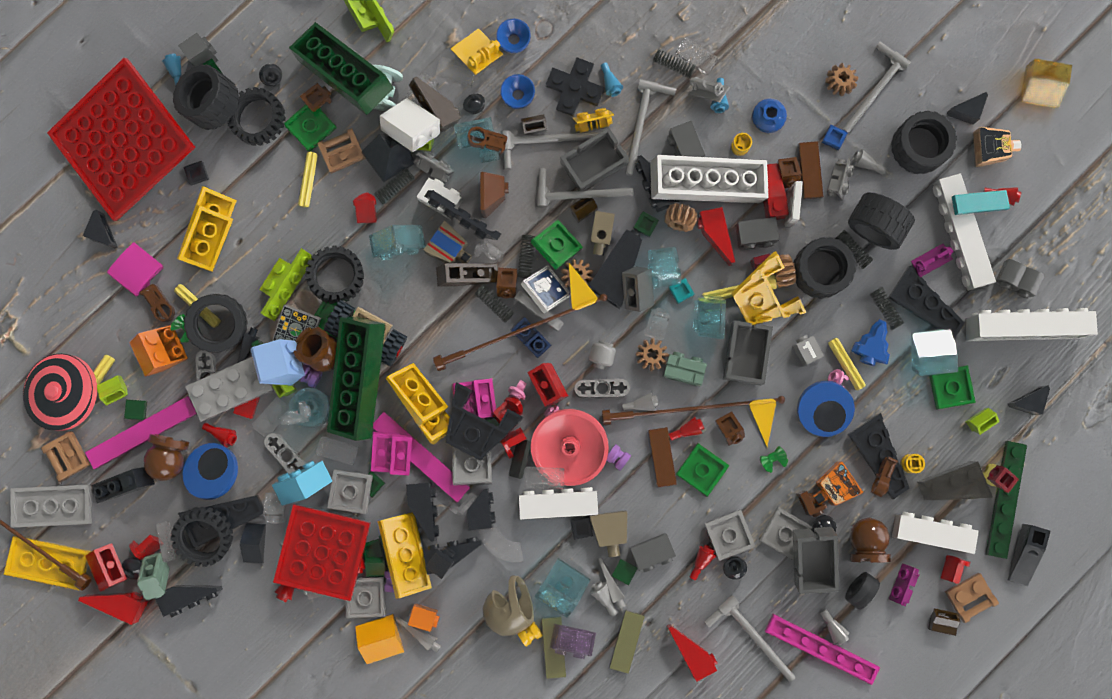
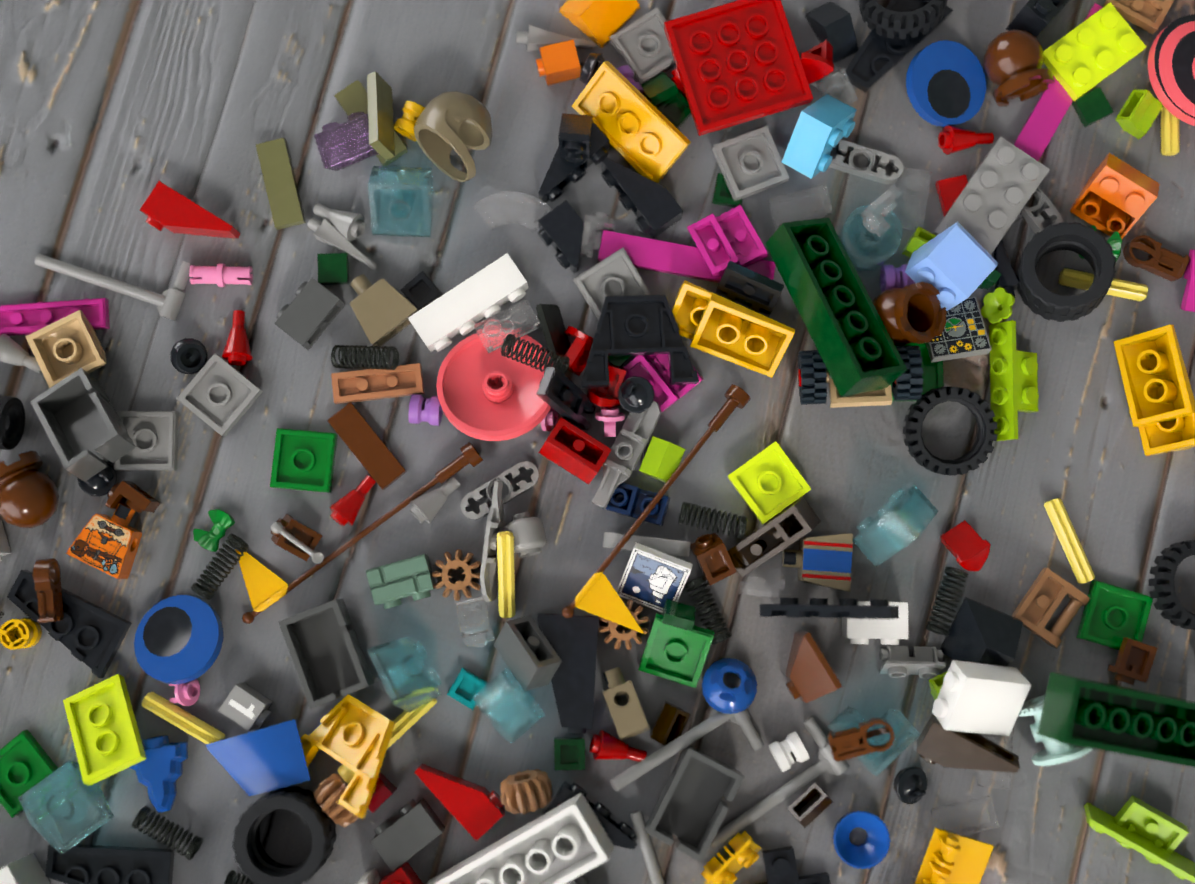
camera: 150 degrees right, 0 degrees up
(115, 440) = (1092, 51): none -> neon yellow plate
(263, 328) = (997, 305): none -> lime plant
(275, 527) = (818, 61): none -> red tile
(397, 417) = (749, 289): none -> black plate
(406, 602) = (591, 66): none -> black hat
(451, 305) = (769, 482): none -> neon yellow plate
(495, 395) = (636, 394): none -> black hat
(502, 352) = (661, 459): none -> lime piece
(509, 374) = (618, 468): none -> light grey piece
(528, 157) = (788, 751): none -> white wheel
(528, 434) = (510, 342): none -> pearl dark grey piece
(536, 415) = (565, 397): none -> black hinge
(544, 261) = (678, 615): none -> dark green tile
(546, 644) = (380, 116): none -> olive tile
(547, 206) = (724, 698): none -> blue piece
(623, 215) = (608, 747): none -> red cone
(623, 359) = (489, 557): none -> light grey piece
(625, 339) = (506, 574): none -> light yellow axle
(636, 488) = (377, 383): none -> nougat plate
(647, 515) = (386, 359): none -> pearl dark grey piece
(691, 605) = (220, 275): none -> bright pink pin
(724, 410) = (316, 556): none -> light grey hinge
(765, 444) = (235, 542): none -> pearl dark grey piece
(802, 611) = (66, 348): none -> tan slope
(812, 316) = (263, 758): none -> blue slope
(892, 382) = (104, 729): none -> neon yellow plate

